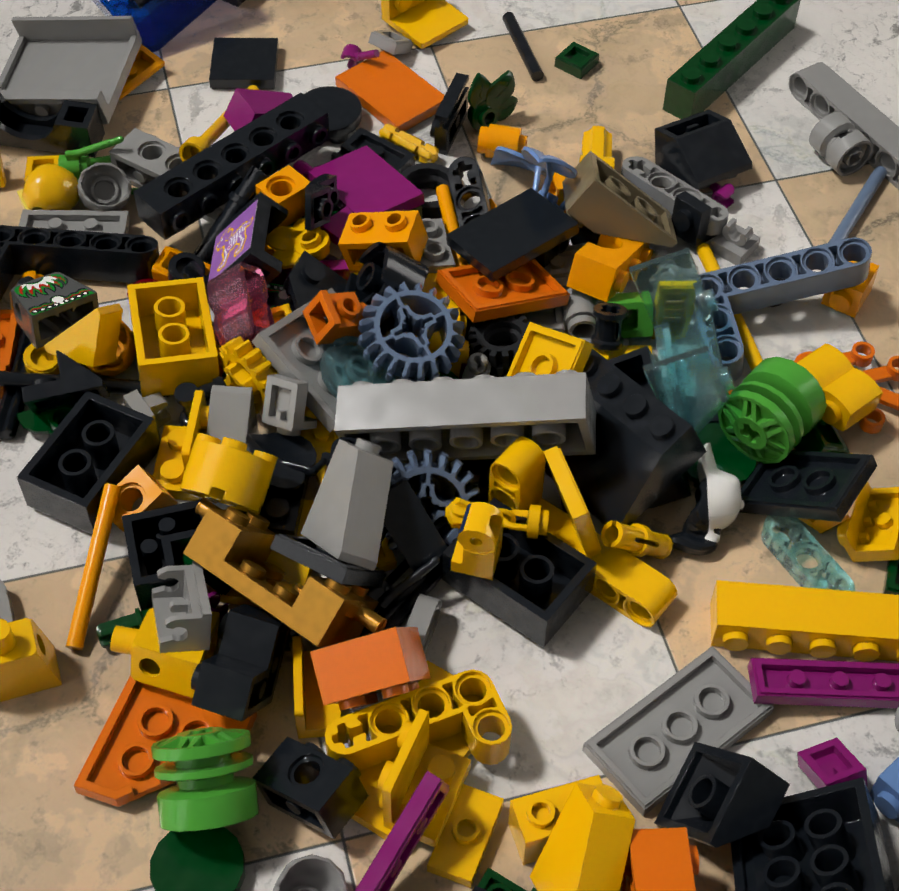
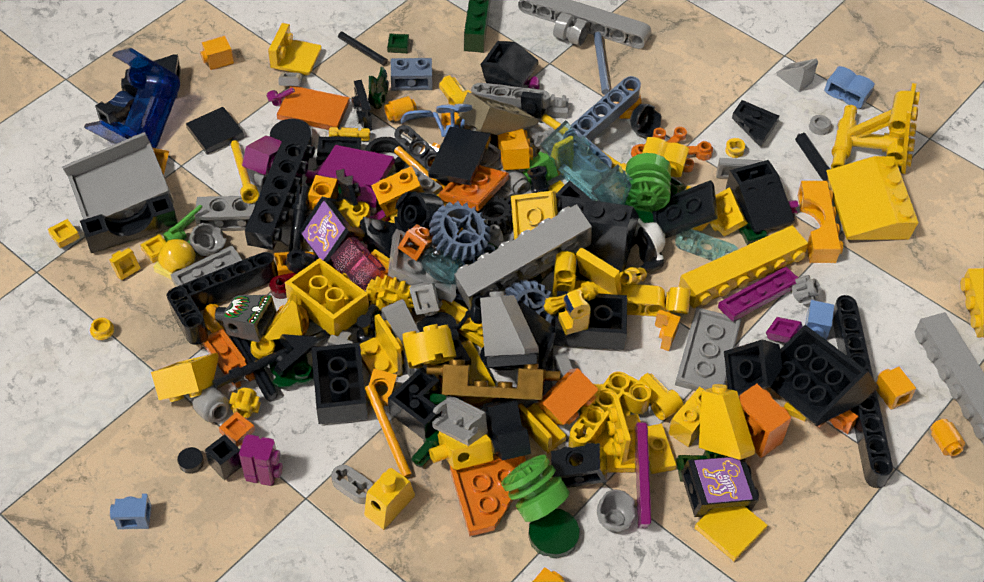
camera: 35 degrees left, 0 degrees up
(534, 762) = (663, 402): none -> yellow piece
(556, 104) = (411, 74): none -> sand blue brick
(636, 656) = (669, 326): none -> light orange bracket
(681, 620) = (677, 300): none -> yellow piece
(853, 320) = (645, 120): none -> black hair

